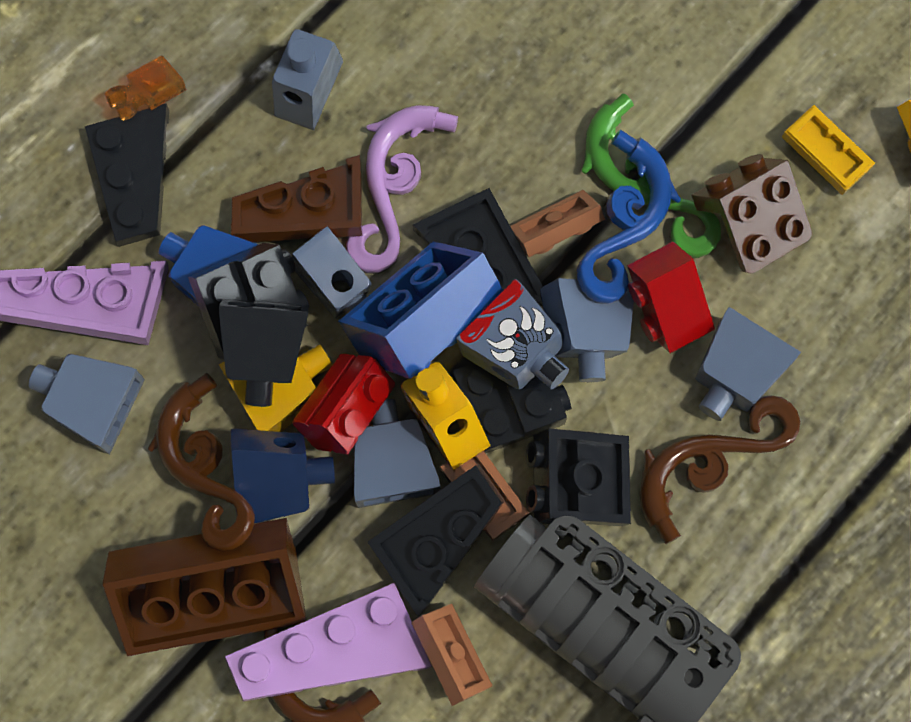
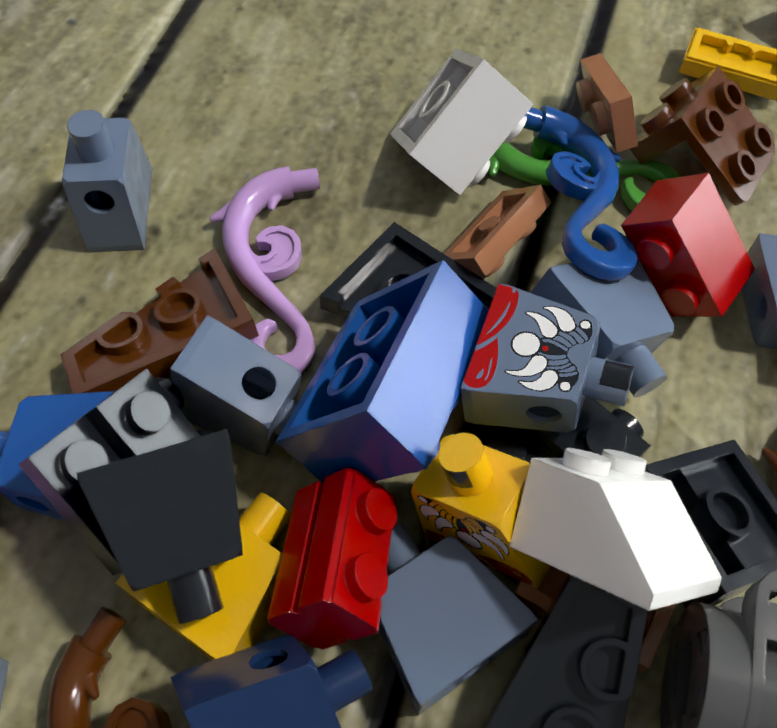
camera: 25 degrees left, 15 degrees down
(501, 456) = (613, 528): none -> white slope
(570, 126) = (462, 120): none -> white slope
(694, 145) = (608, 103): none -> nougat plate

